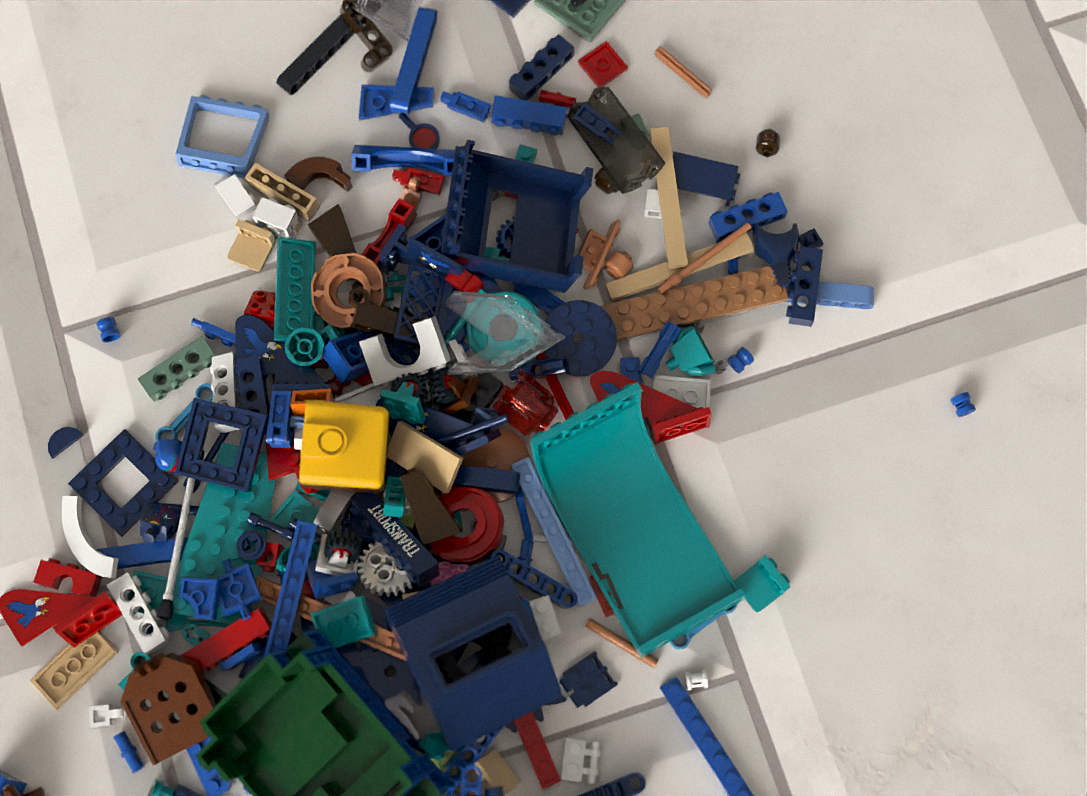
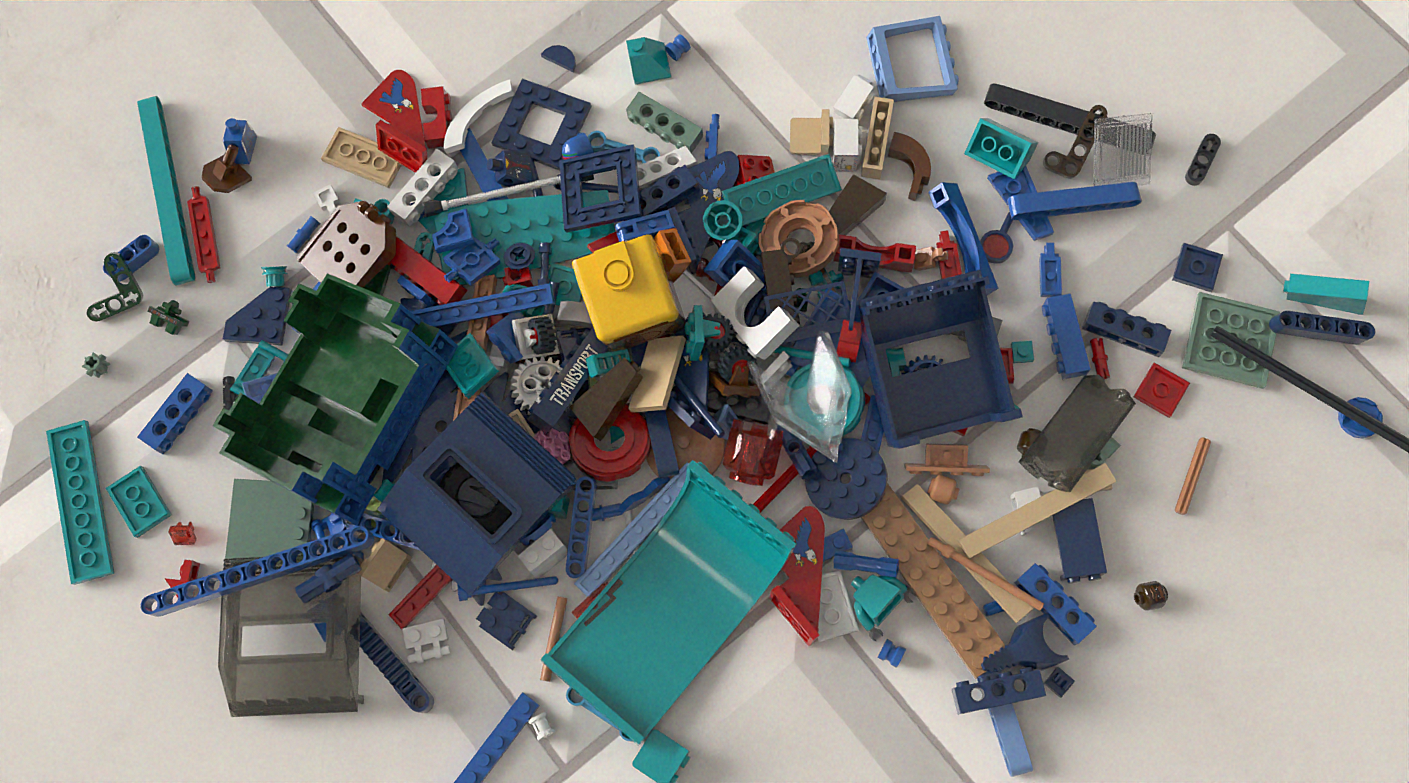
camera: 75 degrees right, 0 degrees up
(107, 362) = (648, 60): none -> teal slope
(339, 97) = (1000, 147): none -> teal slope
(551, 708) = (463, 595): none -> blue piece
(595, 123) = (1087, 406): dark blue hinge -> none

